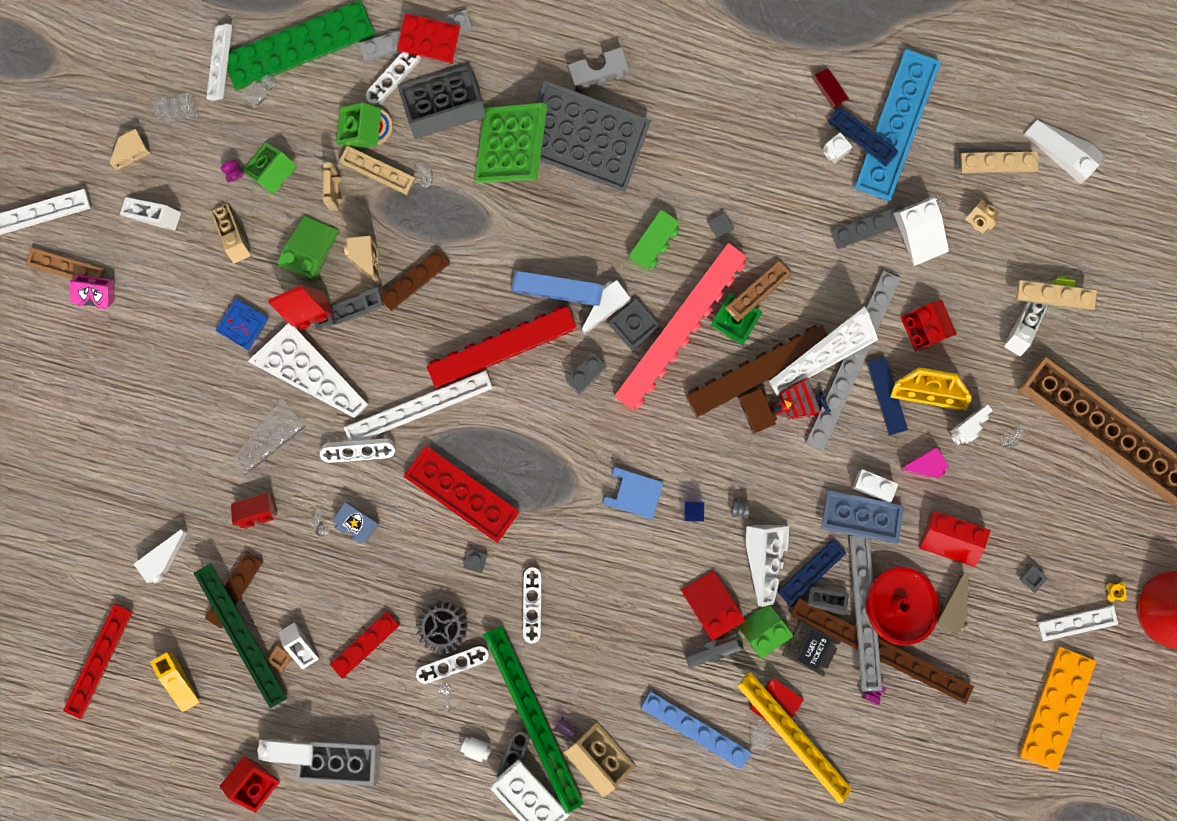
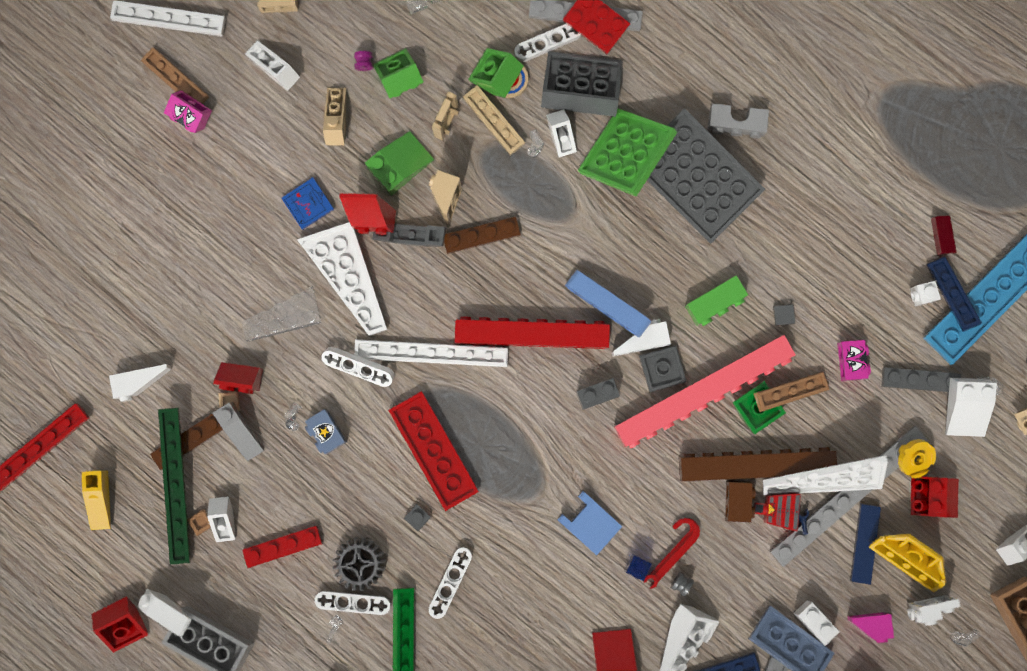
camera: 25 degrees right, 0 degrees up
(254, 537) = (225, 398): none -> tan tile
(275, 559) = (238, 430): none -> light grey slope
(444, 154) = (561, 133): none -> white slope
(722, 484) = (676, 553): none -> red piece
(800, 237) = (853, 360): none -> dark pink brick
(887, 298) = (910, 451): none -> yellow plate

